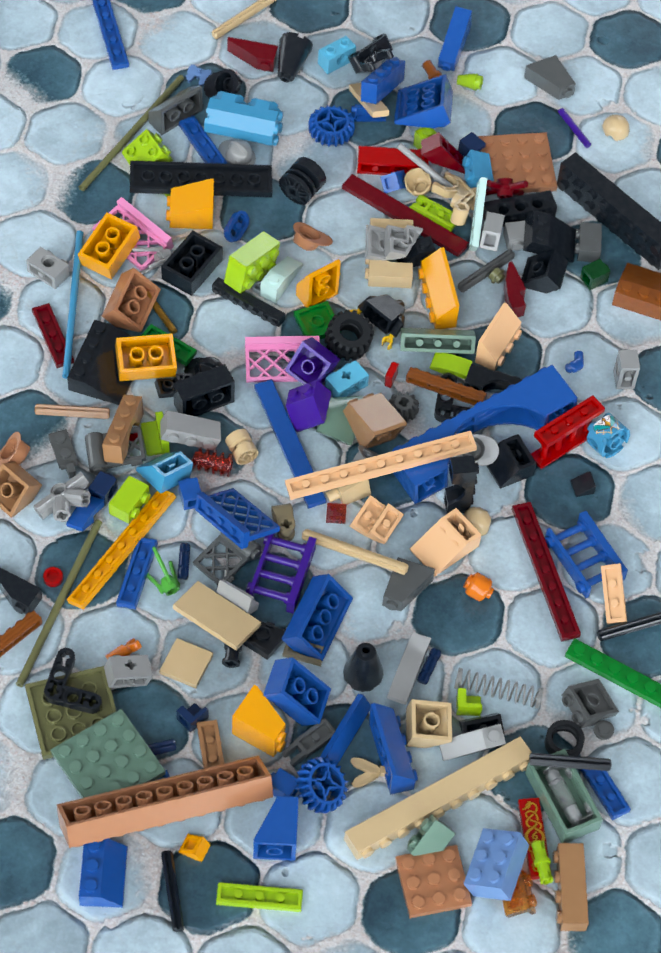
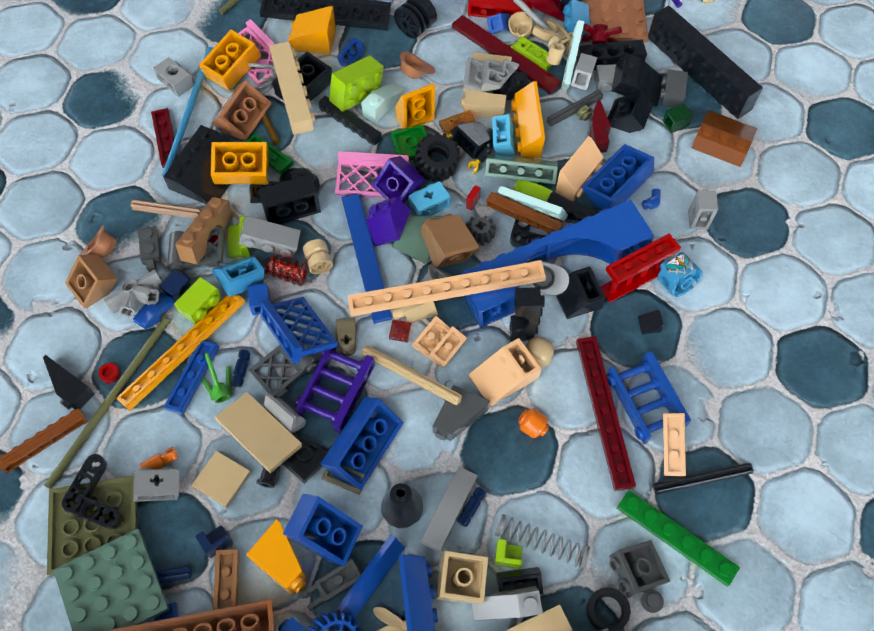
camera: 10 degrees right, 5 degrees up
(186, 272) = (291, 88): none -> tan brick
(358, 296) = (449, 123): none -> clear orange plate
(415, 307) = (503, 135): none -> medium azure brick
(455, 375) = (534, 203): none -> light aqua tile
(539, 342) = (619, 177): none -> blue slope

